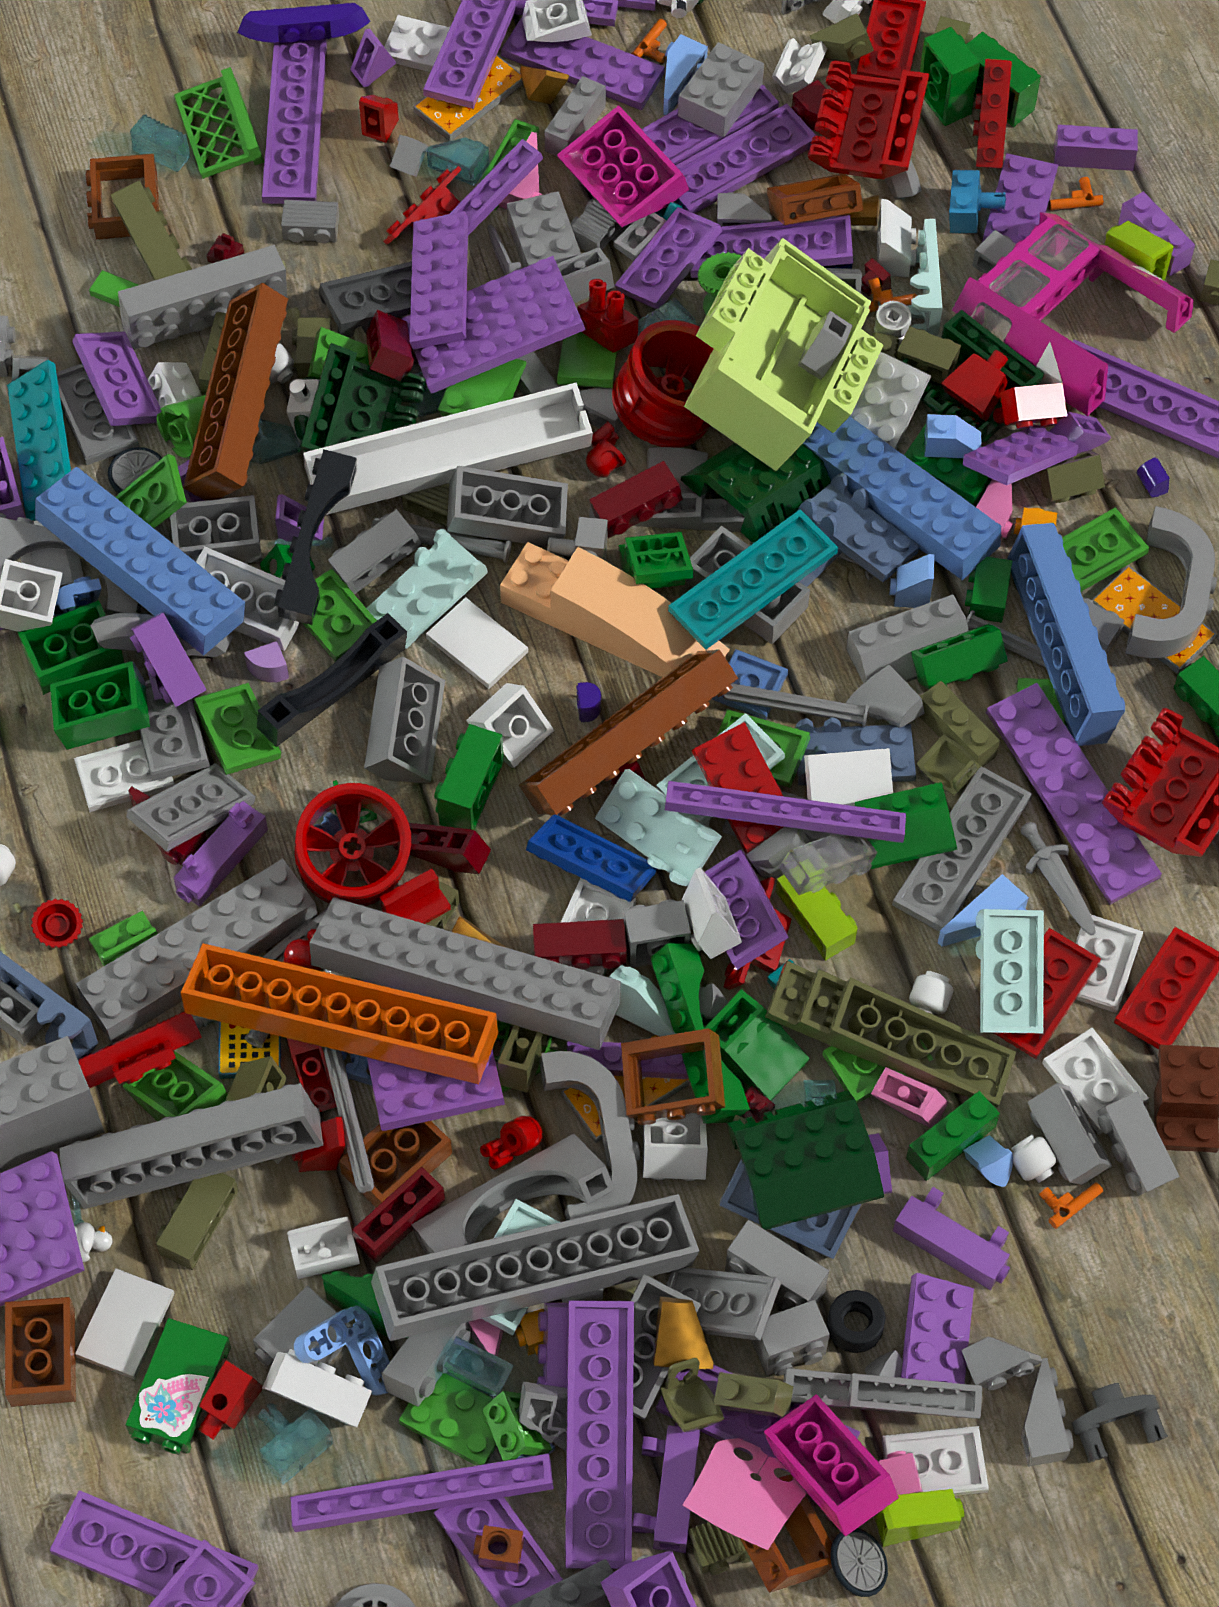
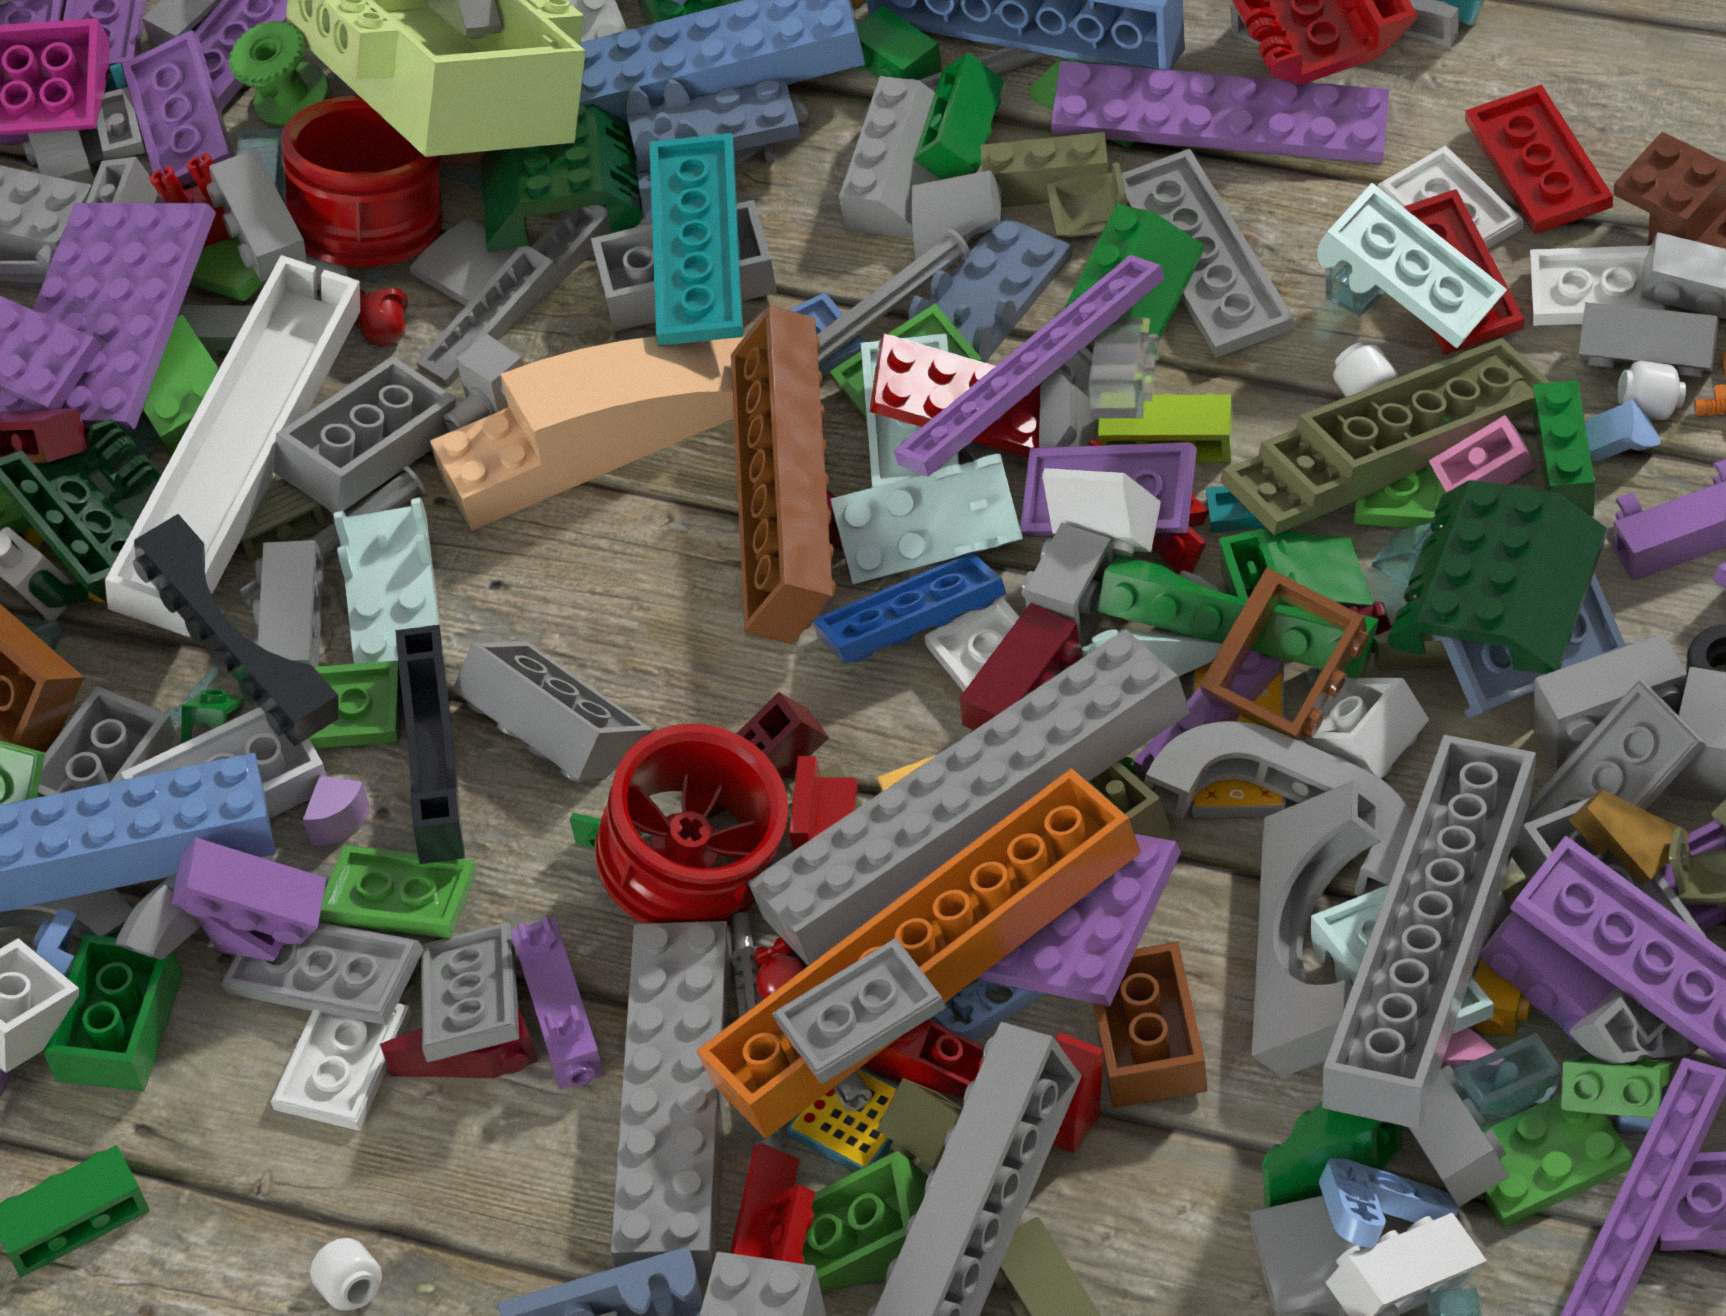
camera: 45 degrees left, 10 degrees down
(57, 923) = (496, 1242): red hat -> none
(99, 705) = (232, 1017): green brick -> none
(122, 937) = (584, 1182): bright green bracket -> none
(267, 1007) = (859, 1010): none -> light grey tile
(287, 518) = (163, 676): medium lavender slope -> none
(323, 1247) = (1205, 1176): white bracket -> none
(351, 1126) = (1114, 1042): light grey axle -> none
(393, 1217) = (1229, 1063): dark red brick -> none
(469, 778) = (694, 665): green brick -> none
(477, 643) = (506, 580): white tile -> none
(515, 1139) = (1222, 885): red piece -> none
(517, 718) = (651, 598): white slope -> none
(588, 701) = (691, 505): dark purple brick -> none
(604, 350) = (254, 213): none -> light grey brick
(637, 499) = (472, 300): dark red brick -> none
(656, 559) = (581, 314): green bracket -> none
(848, 776) = (1025, 294): white tile -> none
(913, 583) = (829, 106): light blue slope -> none
(999, 895) = (1300, 270): light blue slope -> none
(1057, 876) = (1310, 183): light grey sword -> none

